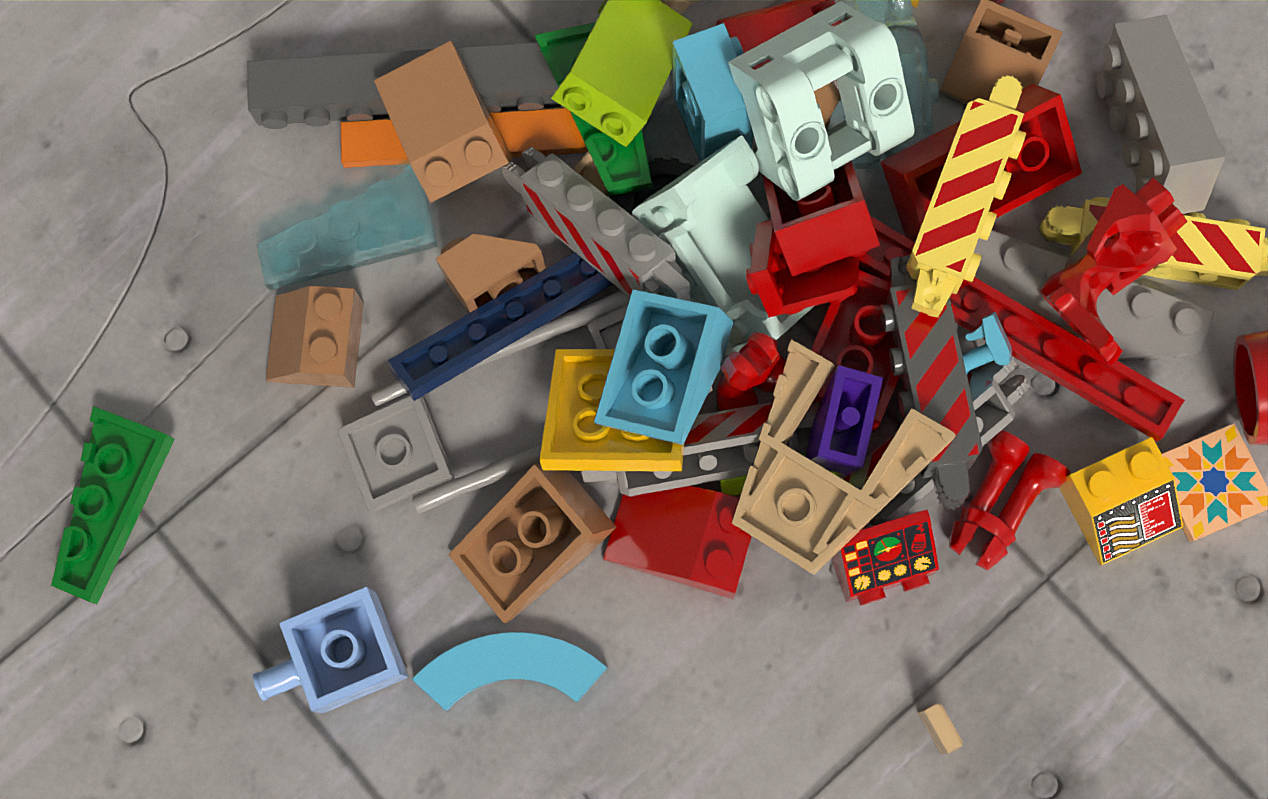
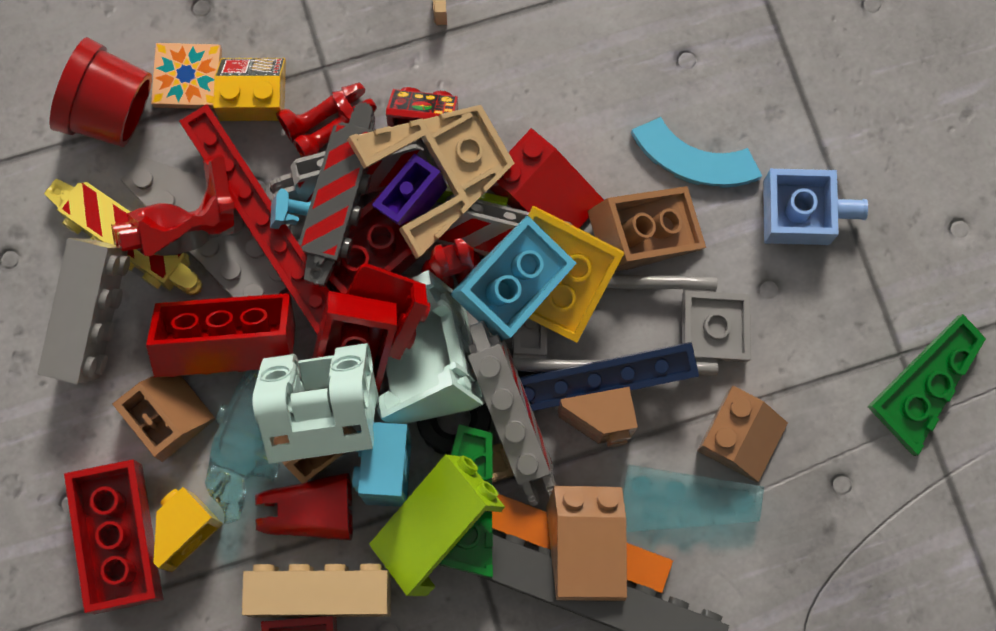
camera: 165 degrees left, 0 degrees up
(964, 195) = (254, 293): light yellow hinge -> none

